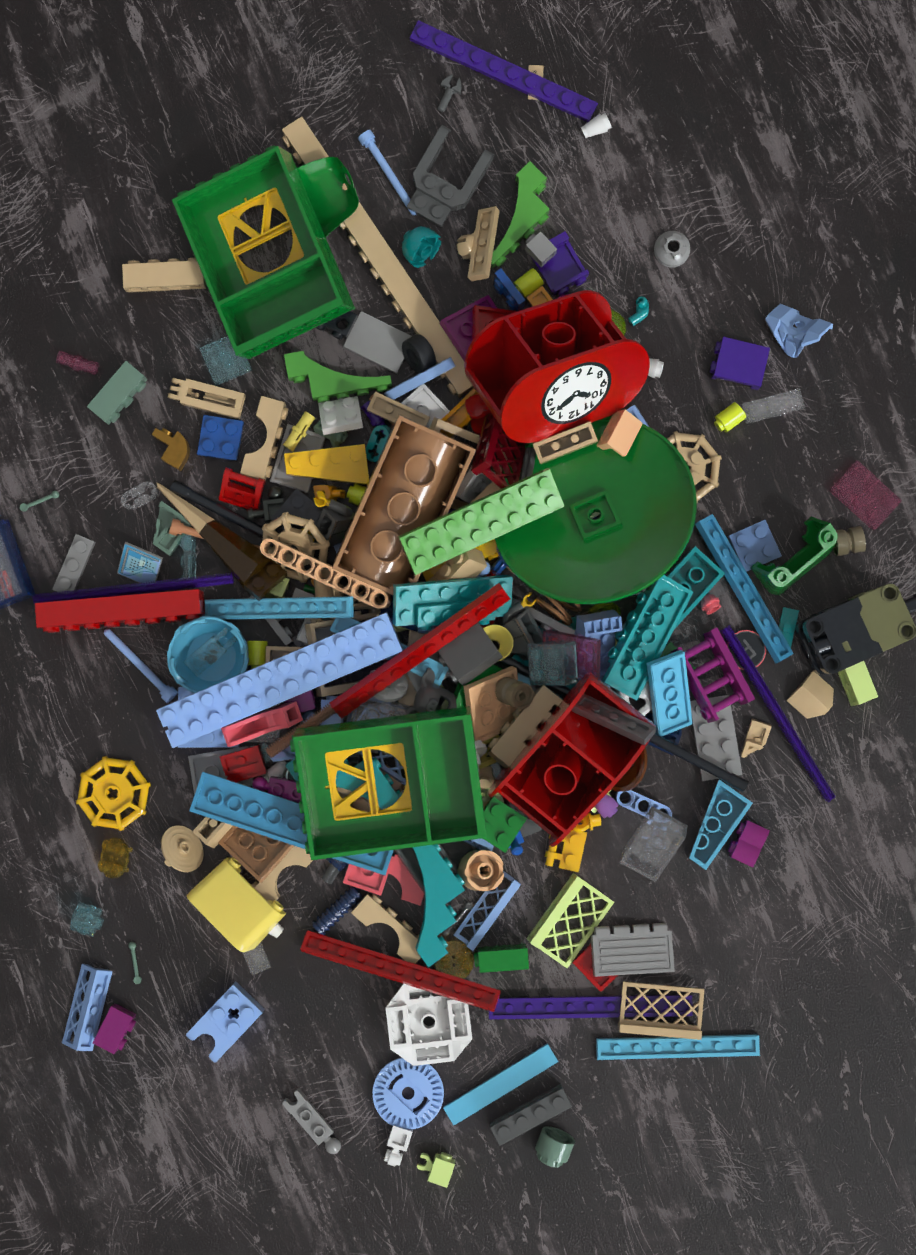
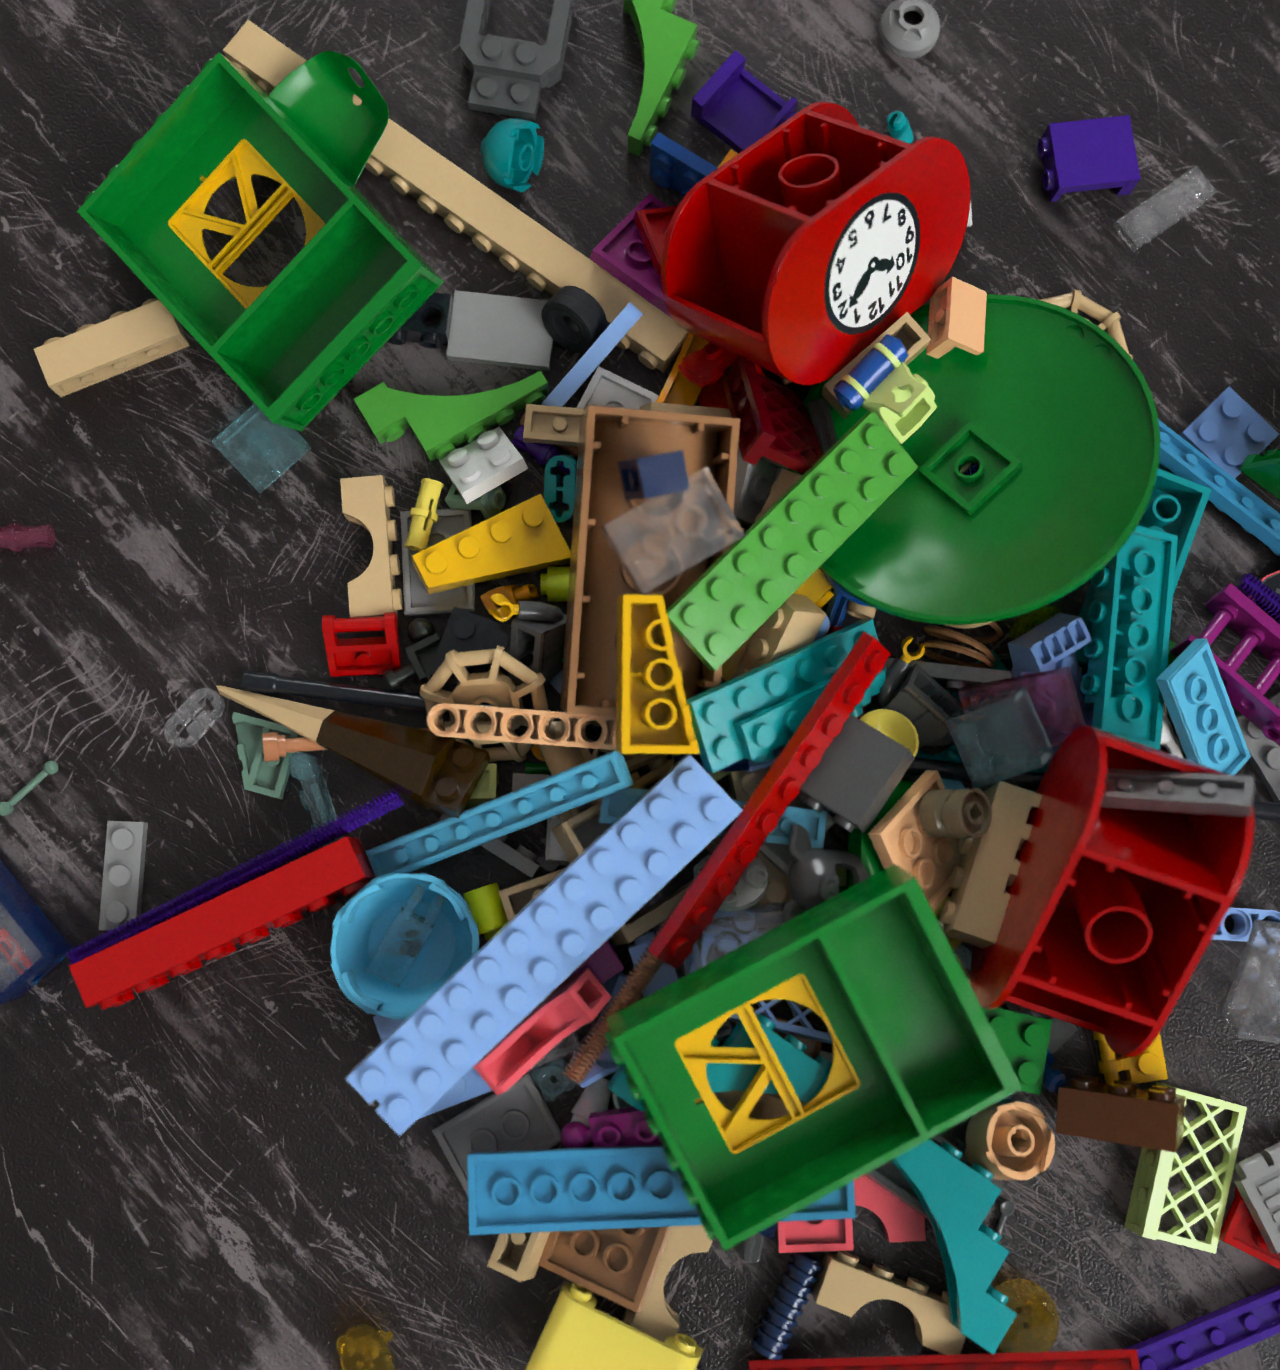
camera: 20 degrees left, 5 degrees down
(101, 791) = (302, 1250): yellow plate -> none
(117, 393) = (98, 561): sand green brick -> none
(139, 564) = (232, 831): piece -> none
(167, 692) = (355, 1032): light blue piece -> none
(177, 450) = (232, 618): pearl gold brick -> none
(182, 849) = (479, 1303): tan shield -> none
(215, 400) = (269, 516): tan hinge -> none
(220, 438) = (297, 574): blue plate -> none
(243, 764) = (533, 1110): red plate -> none
(367, 140) = (366, 25): light blue piece -> none
(377, 571) = (649, 686): none -> yellow wedge
(417, 465) = (654, 475): none -> dark blue panel
(417, 497) = (672, 532): none -> clear brick
(480, 244) = (609, 117): tan plate -> none
(491, 917) = (1053, 1214): light blue fence -> none
(502, 958) = (1106, 1282): green brick -> none
(528, 282) = (711, 145): neon yellow brick -> none
(540, 248) = (708, 85): light grey brick -> none
(542, 876) = (1121, 1113): none -> reddish brown brick
(563, 460) = (889, 388): none -> yellowish green piece
(710, 604) = (1201, 552): coral plate -> none
(729, 417) = (1108, 247): neon yellow brick -> none
(794, 339) = (1157, 79): light blue piece -> none

